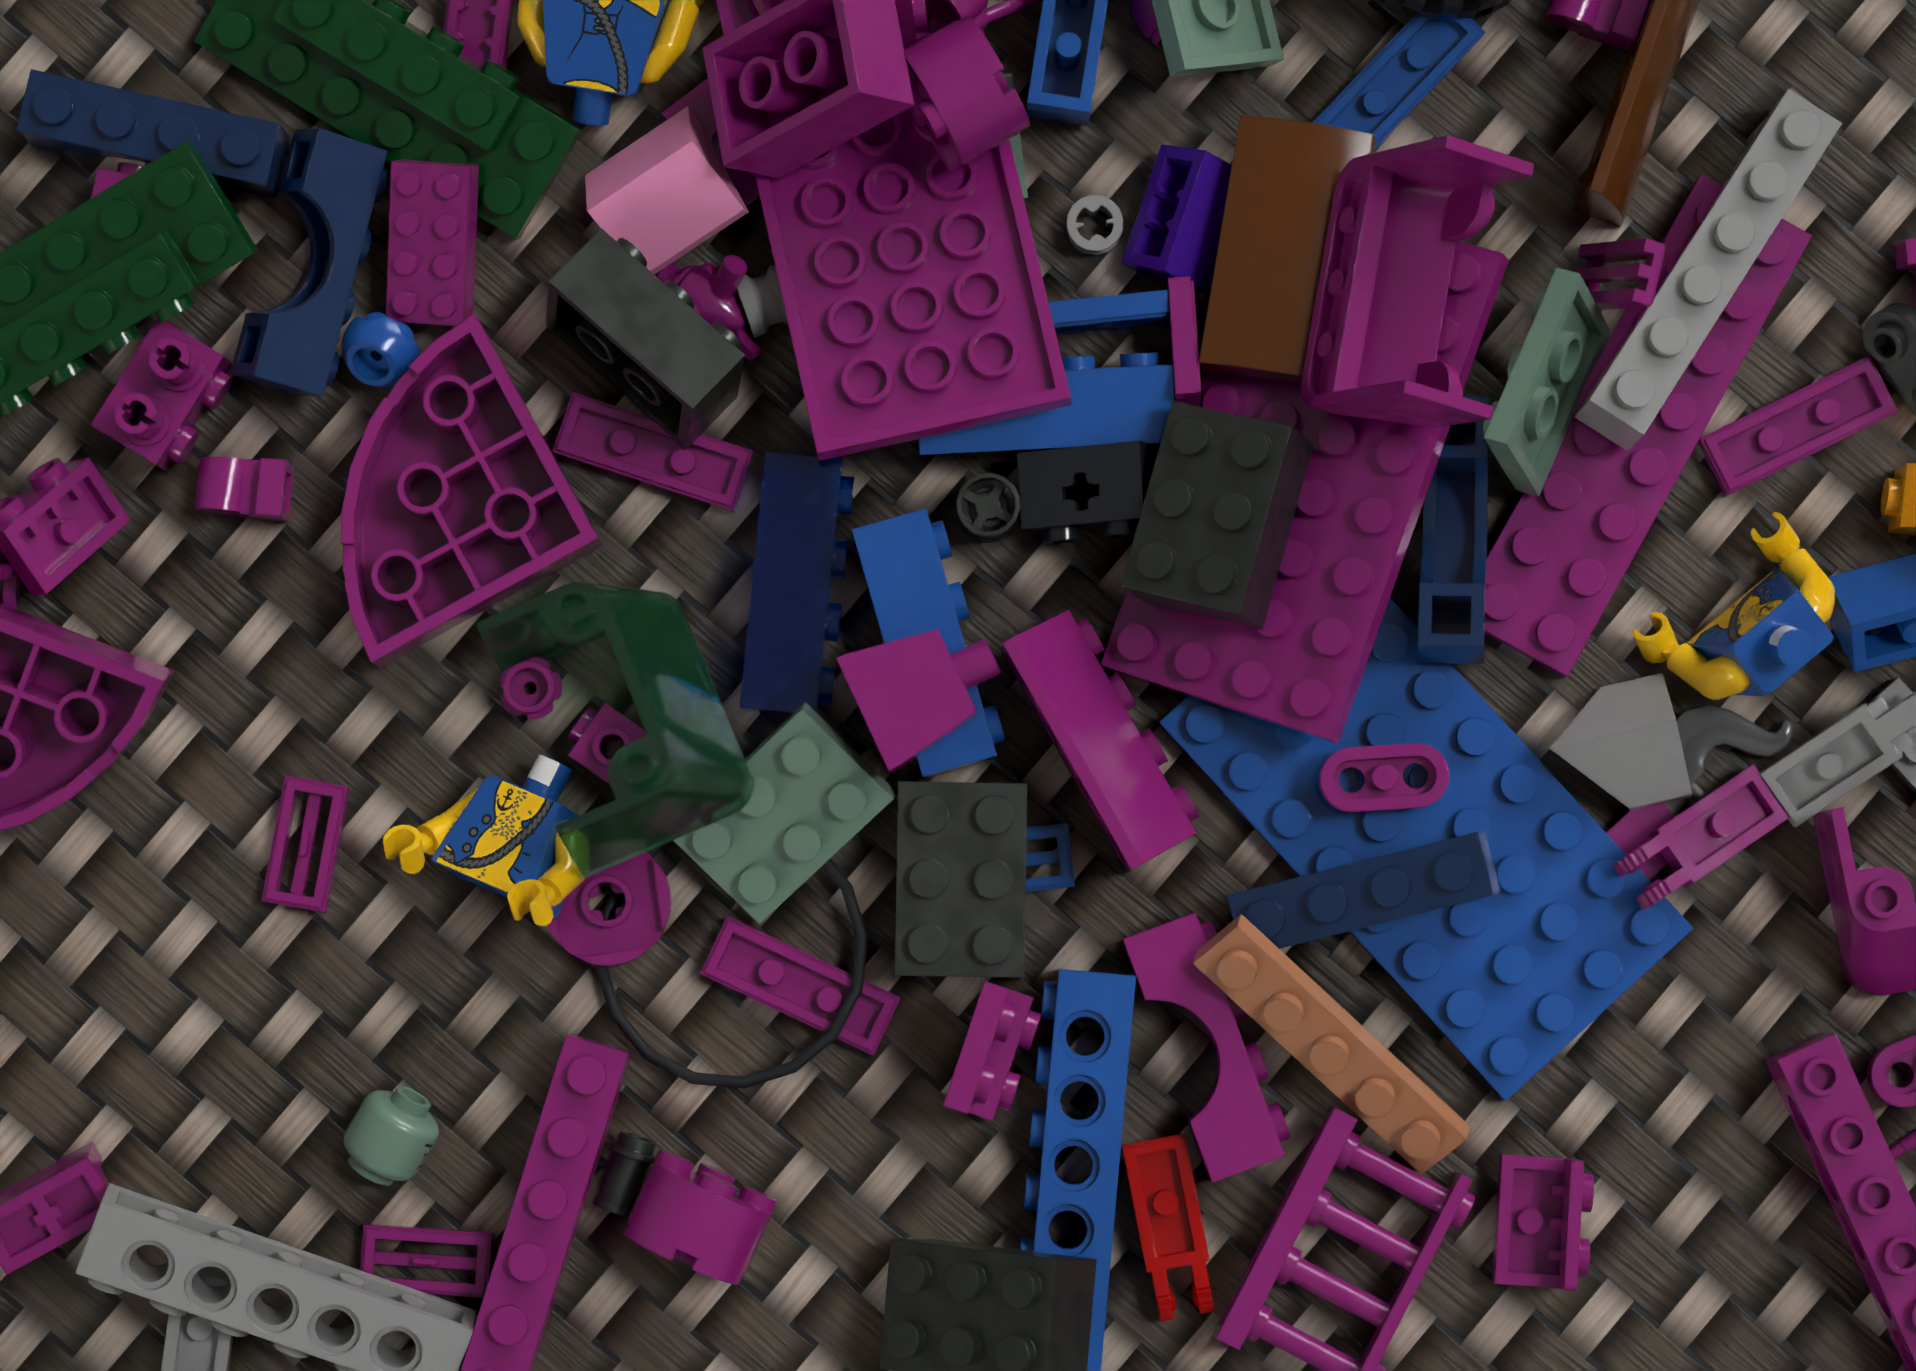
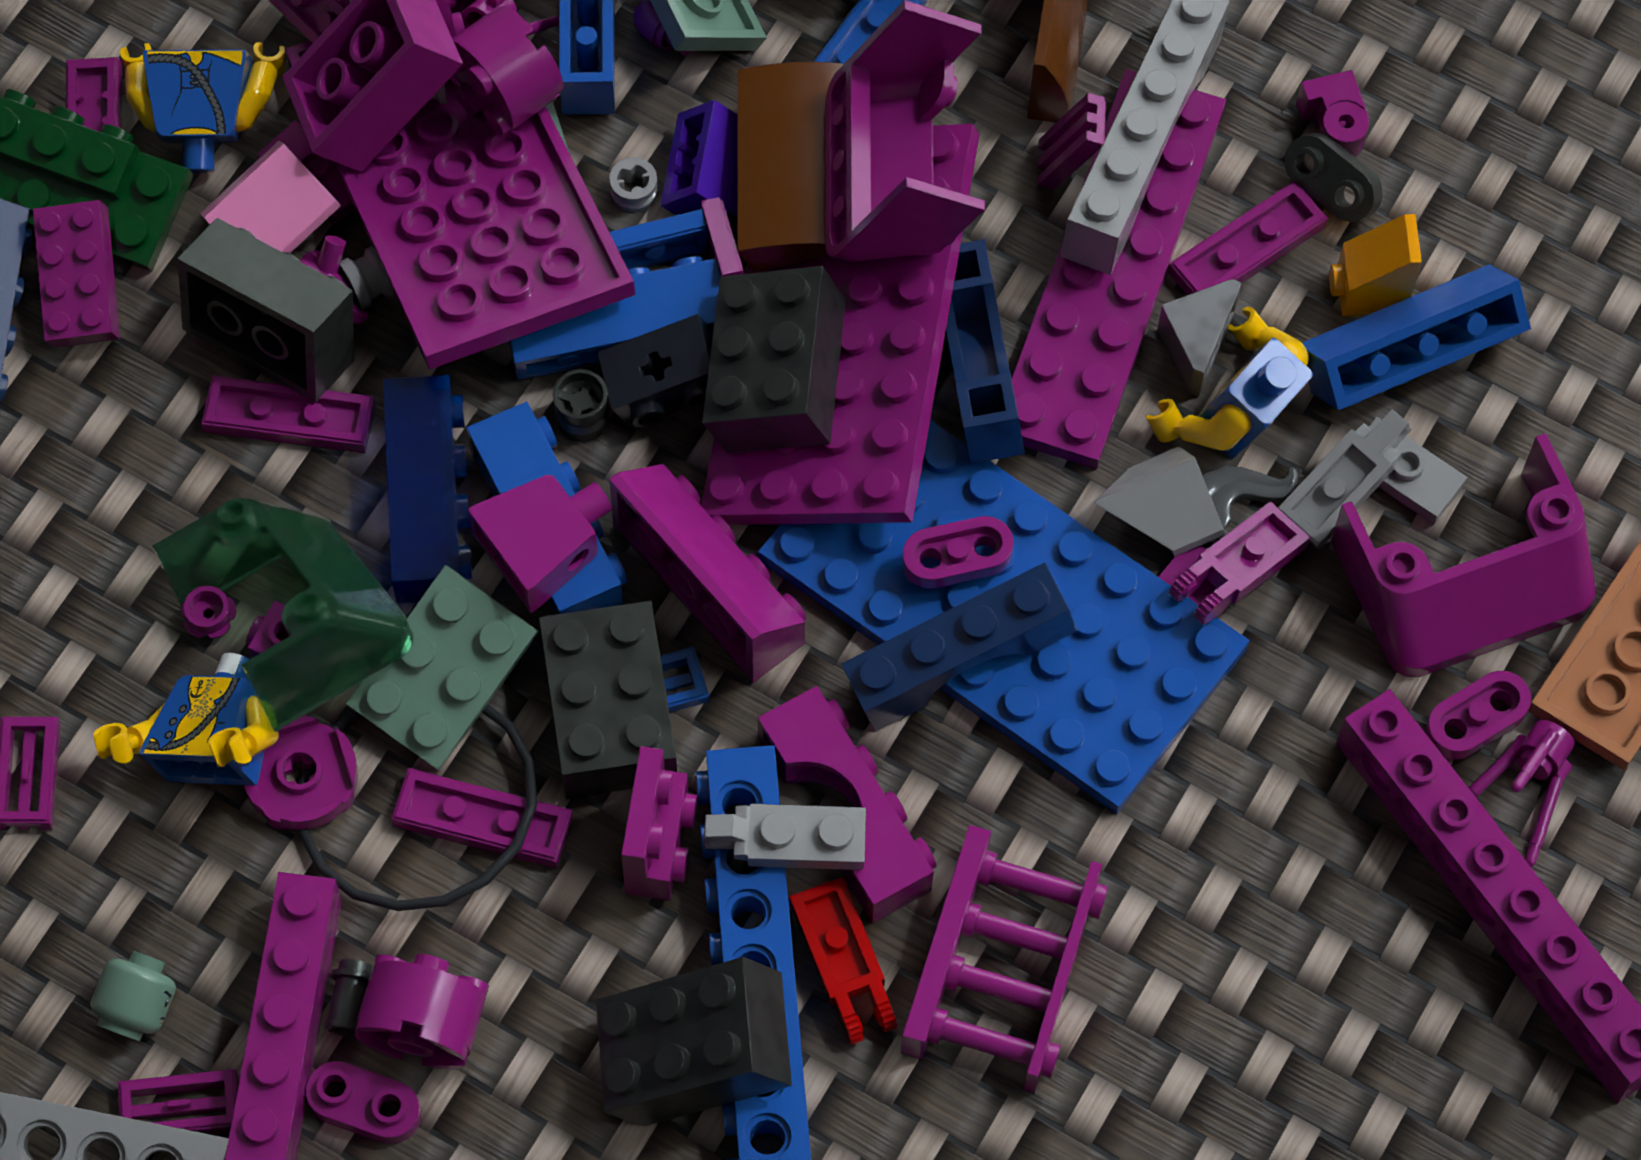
camera: 10 degrees left, 20 degrees down
(378, 349) = (53, 354): blue plate -> none
(452, 499) = (120, 464): magenta brick -> none
(625, 1288) = (361, 1101): none -> magenta plate
(1138, 1092) = (791, 836): none -> light grey hinge
(1331, 1044) = (956, 774): nougat plate -> none
(1541, 1221) = (1171, 899): magenta bracket -> none
(1546, 381) = (1030, 225): sand green plate -> none
(1713, 536) = (1195, 330): none -> flat silver slope

